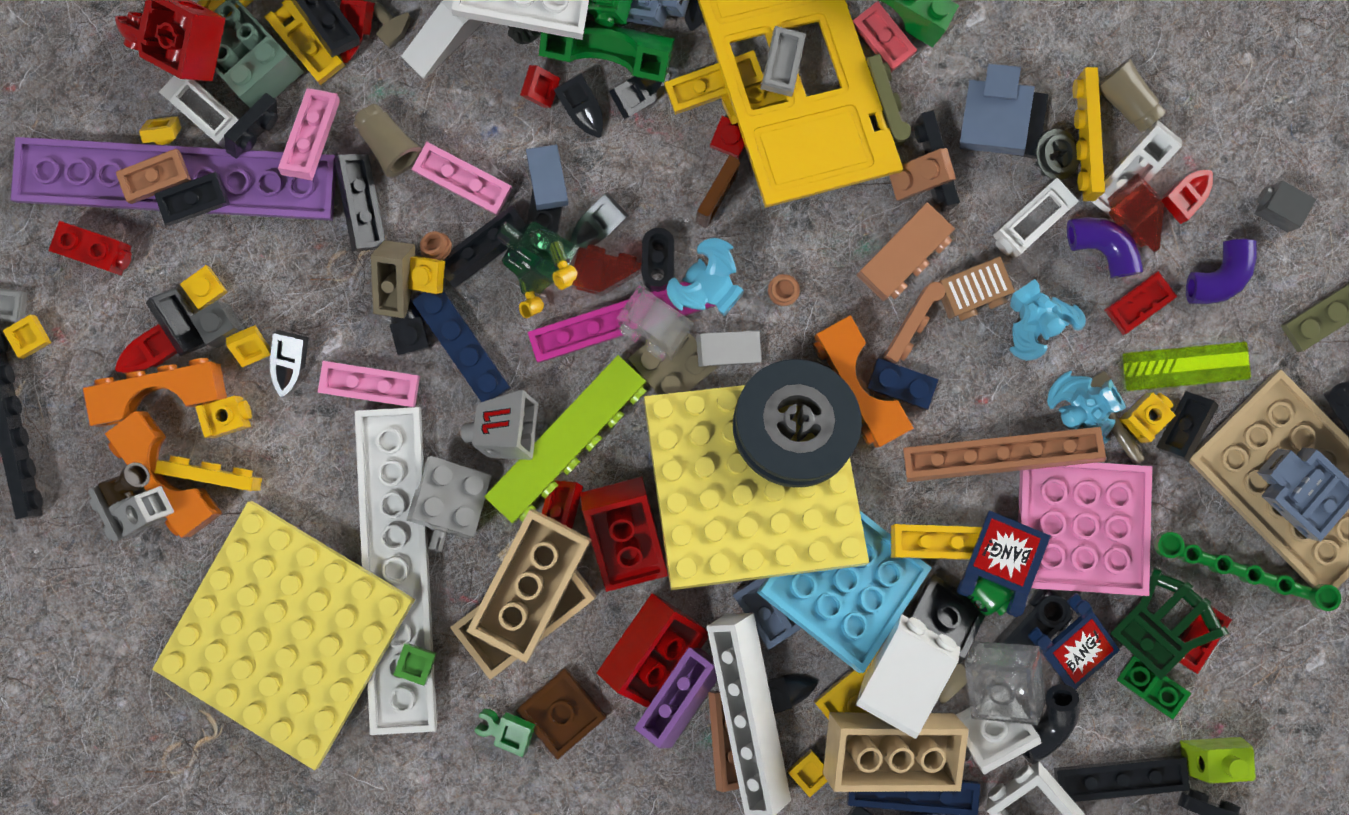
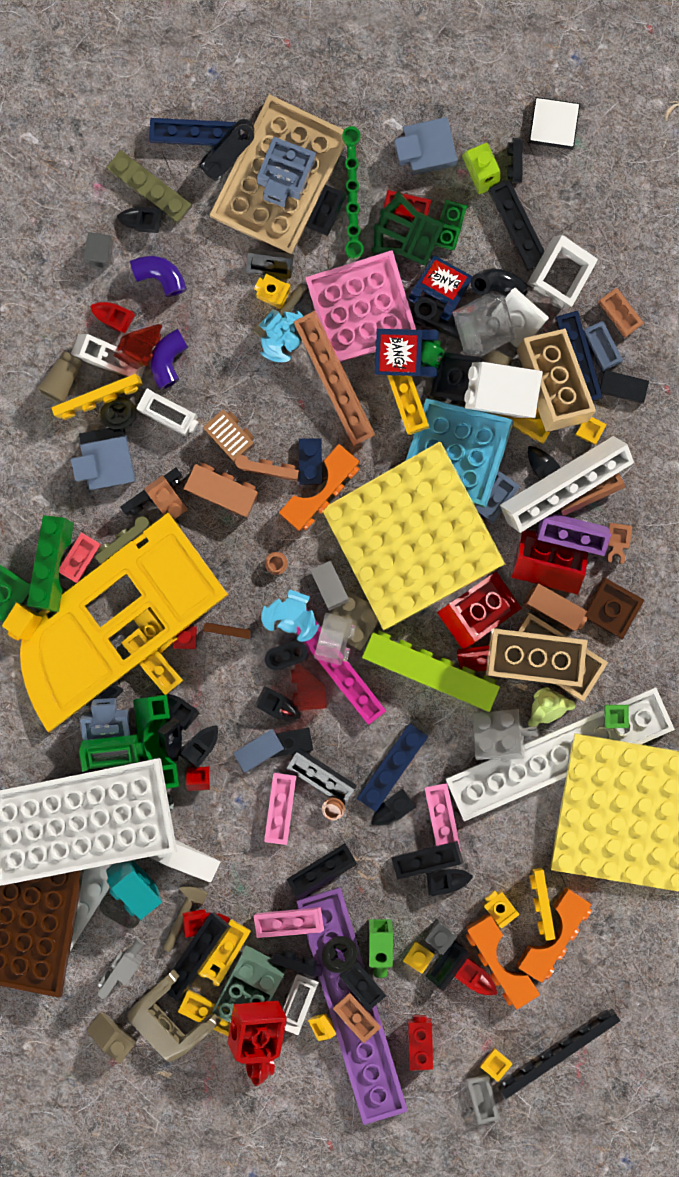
camera: 110 degrees left, 0 degrees up
(122, 509) = (587, 952): light grey hips -> none
(235, 242) = (380, 946): none -> bright green torso
(248, 172) = (330, 954): none -> pearl dark grey gear
(248, 346) = (447, 910): yellow plate -> none
(321, 343) = (427, 860): none -> black plate
(386, 140) = (273, 869): dark tan plant -> none
(391, 278) = (365, 829): dark tan slope -> none
(426, 275) = (355, 807): yellow plate -> none
(462, 578) = (548, 707): none -> yellowish green rock
(504, 426) = (438, 716): light grey torso -> none
(509, 732) = (638, 636): plate -> none
(537, 260) = (319, 734): clear green torso -> none
(588, 636) = (555, 608): none -> nougat brick
(604, 68) = (171, 738): none -> black plate
(648, 756) = (619, 540): none -> nougat plate
(783, 61) = (124, 619): light grey tile -> none
(826, 411) = (357, 496): black wheel -> none
(1038, 317) = (233, 384): medium azure animal -> none
(1140, 303) = (198, 322): red plate -> none
(1186, 366) = (228, 276): clear neon green sticker -> none
(1233, 527) = (326, 210): none -> black plate
(1272, 694) = (426, 146): none -> sand blue piece
(1305, 279) = (142, 219): none -> black plate

